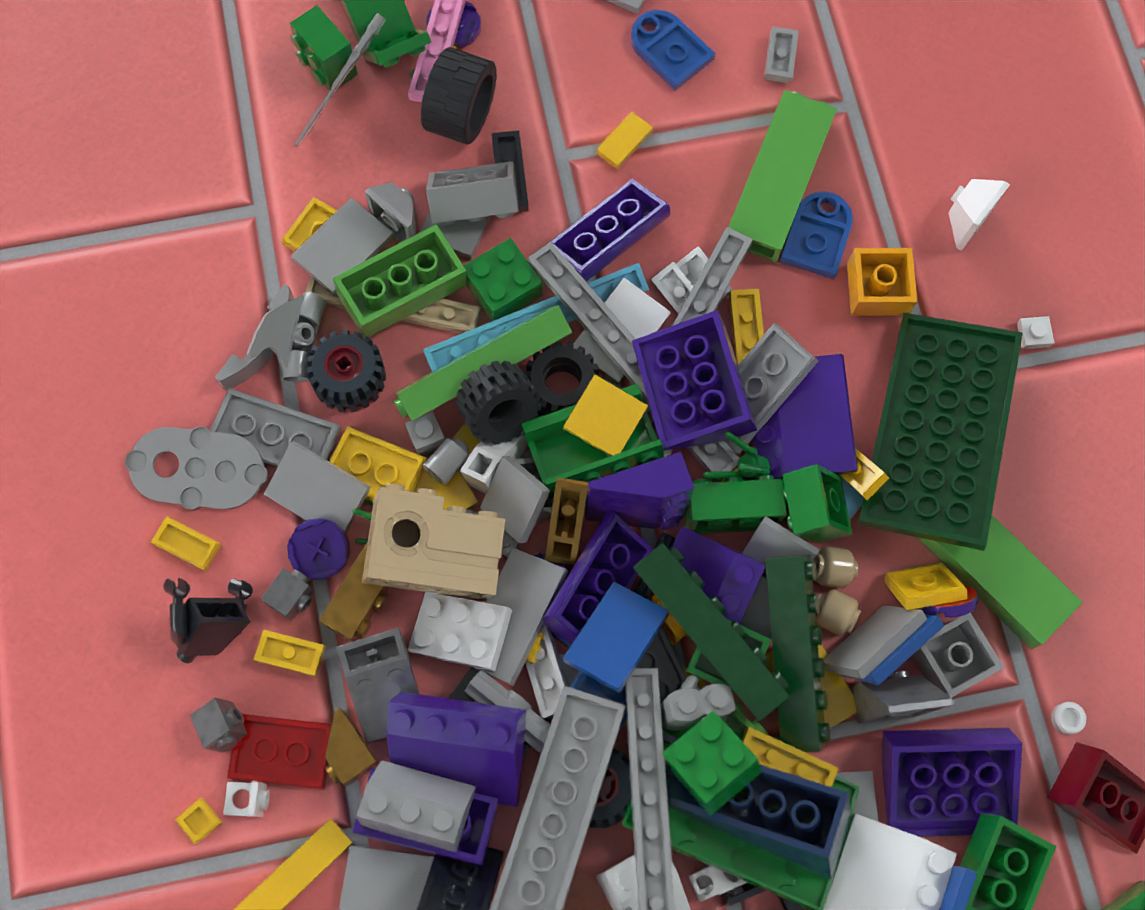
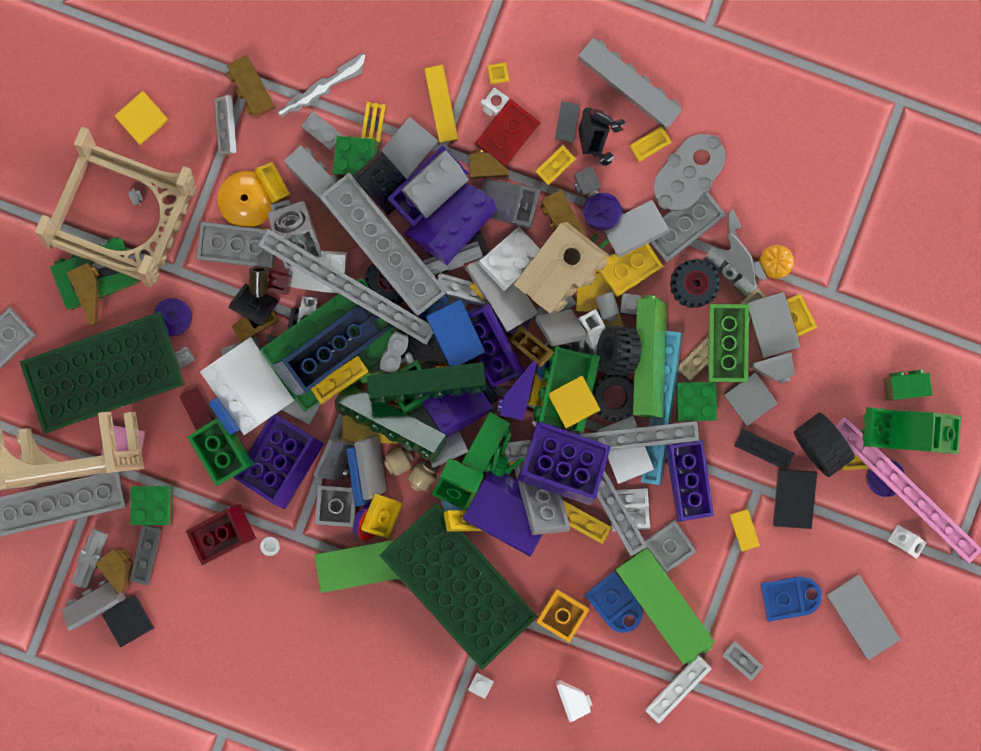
camera: 135 degrees right, 15 degrees up
(111, 622) = (629, 83): none -> light grey brick
(216, 676) = (567, 122): none -> dark grey tile
(219, 725) = (538, 109): flat silver brick -> none
(254, 287) = (776, 261): none -> light orange piece
(372, 30) = (895, 417): light grey sword -> none
(472, 193) = (760, 417): light grey slope -> none
(547, 103) = (794, 498): none -> black tile
(703, 212) = (670, 546): none -> light grey tile
(712, 762) = (361, 337): green brick -> none
(870, 107) = (677, 689): none -> white tile

